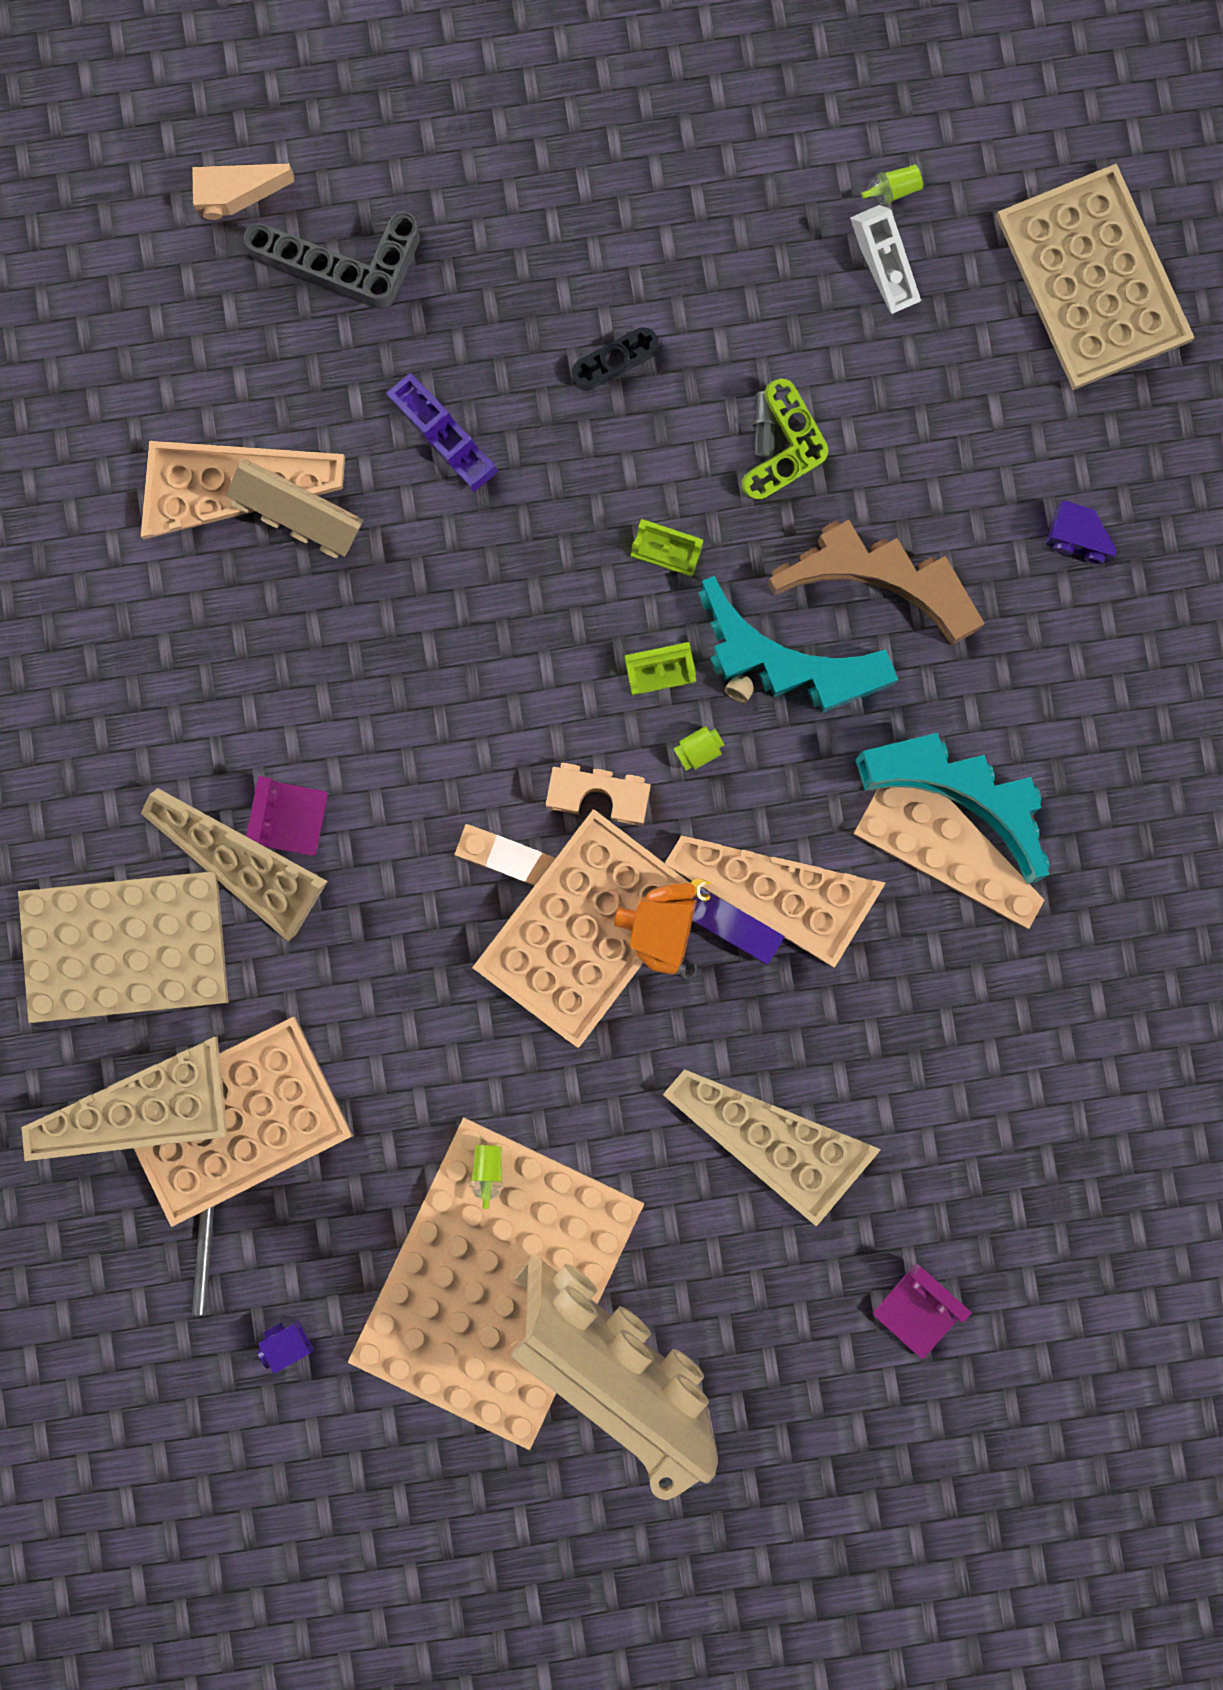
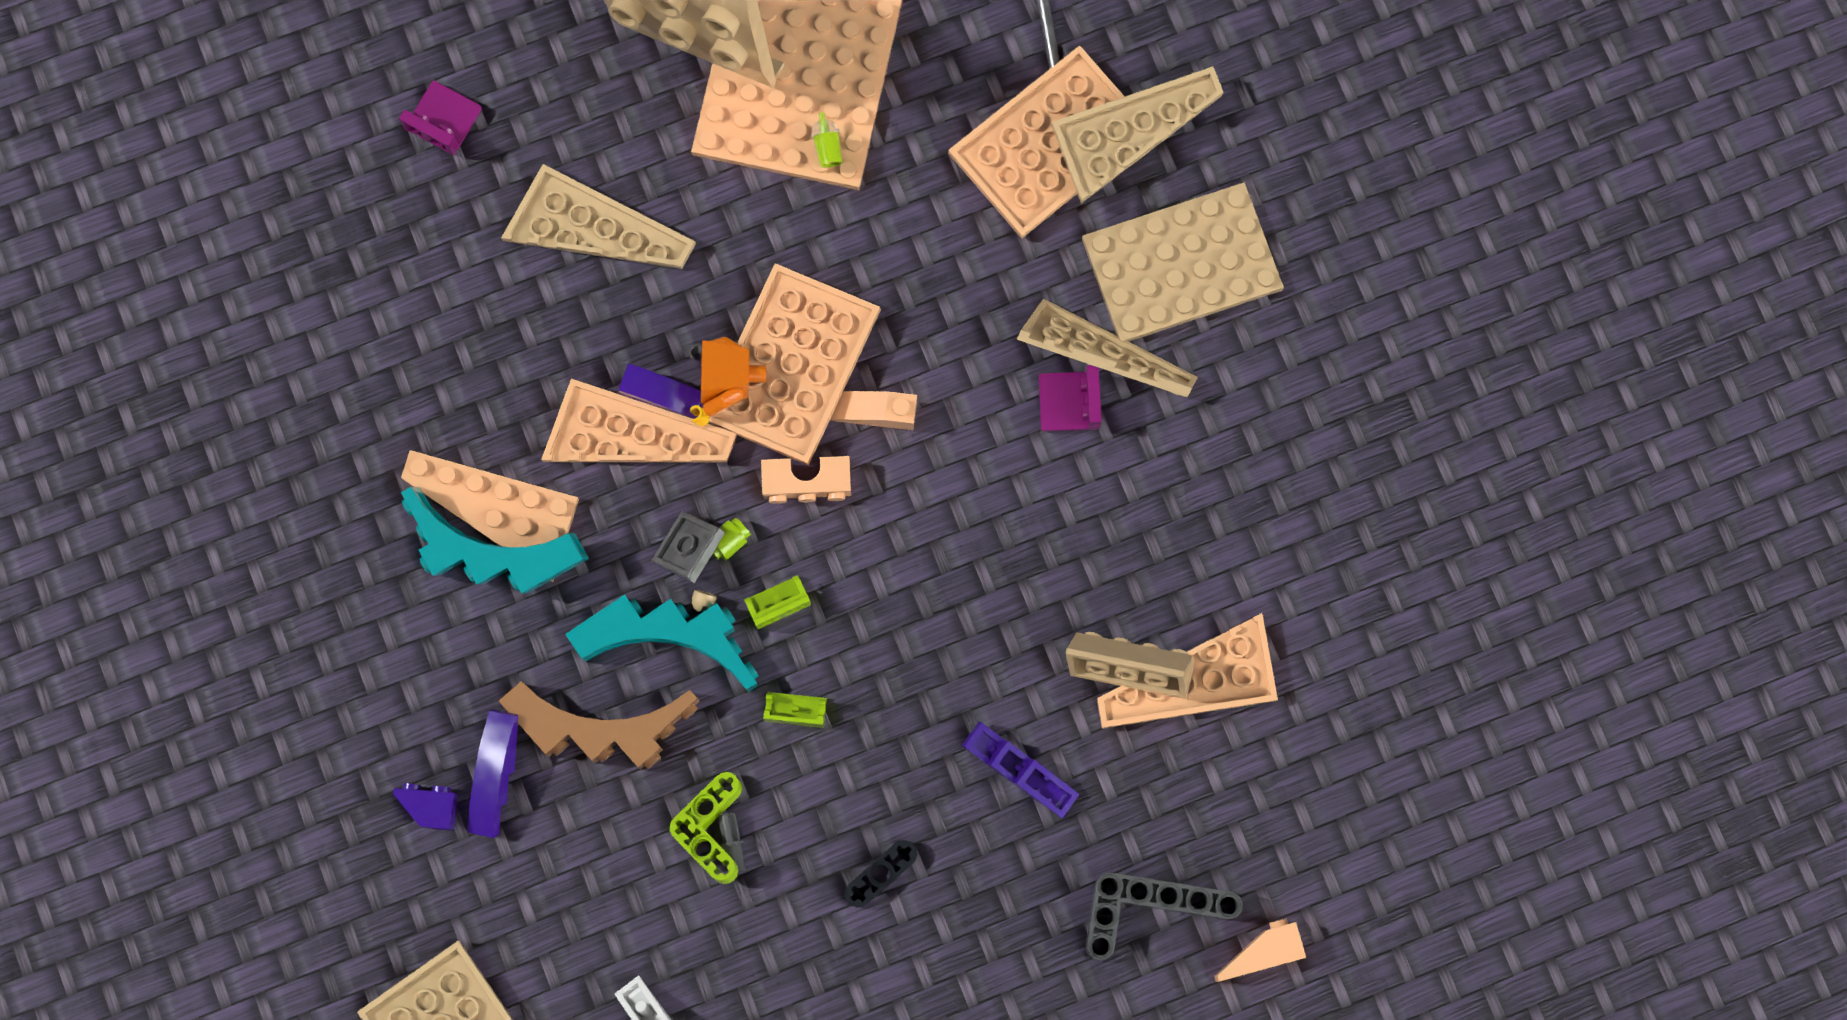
camera: 160 degrees right, 5 degrees down
(744, 747) = (688, 546): none -> flat silver plate
(1005, 552) = (492, 772): none -> dark purple slope

